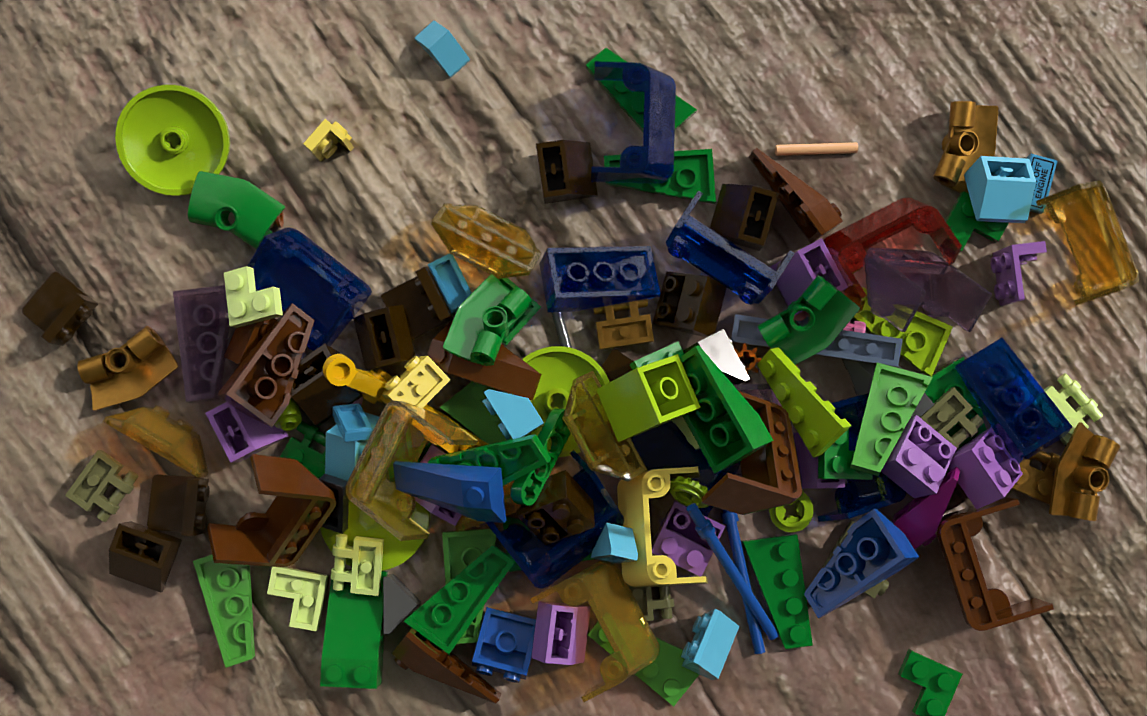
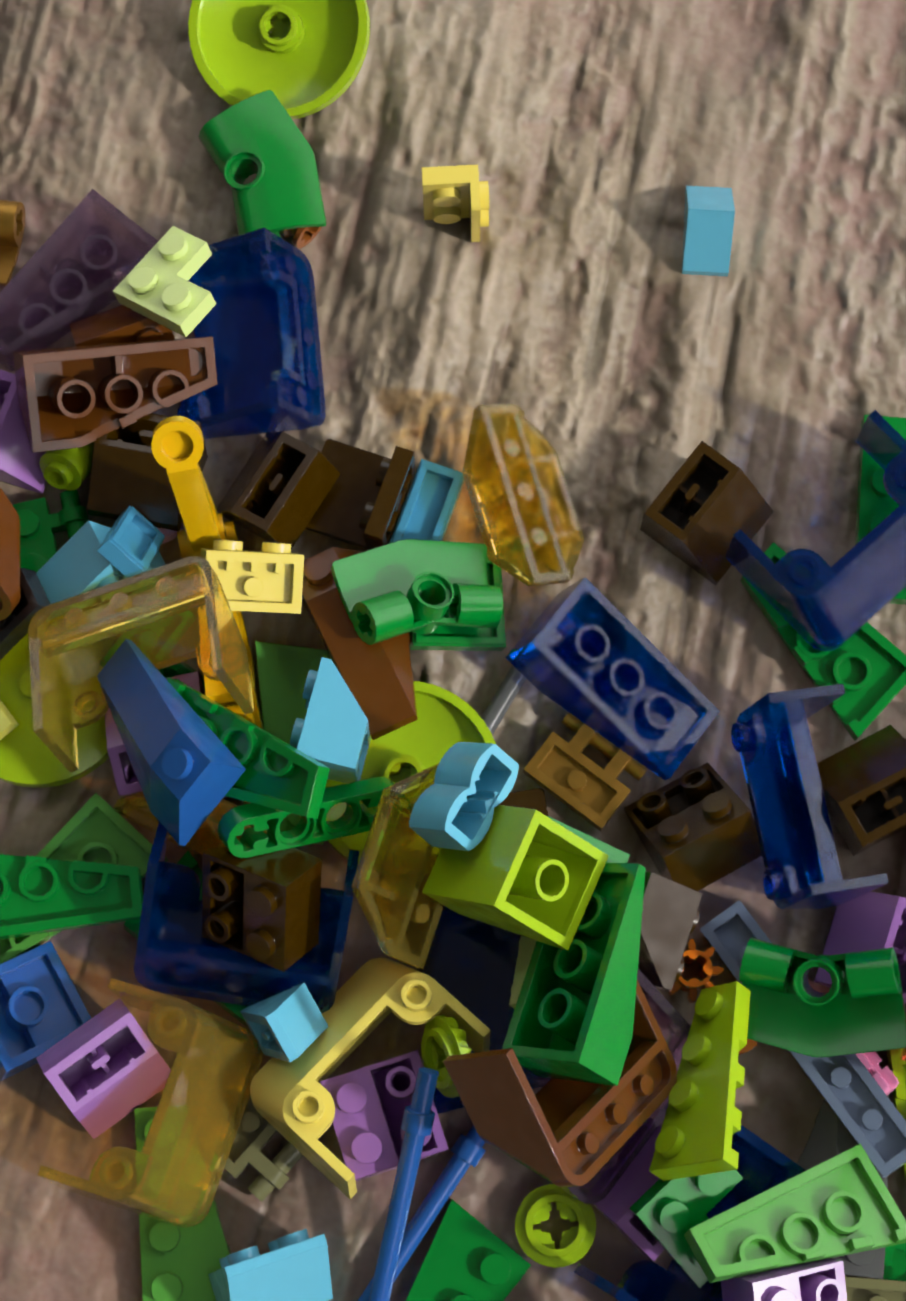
camera: 45 degrees right, 10 degrees down
(598, 389) = (463, 797): none -> medium azure brick

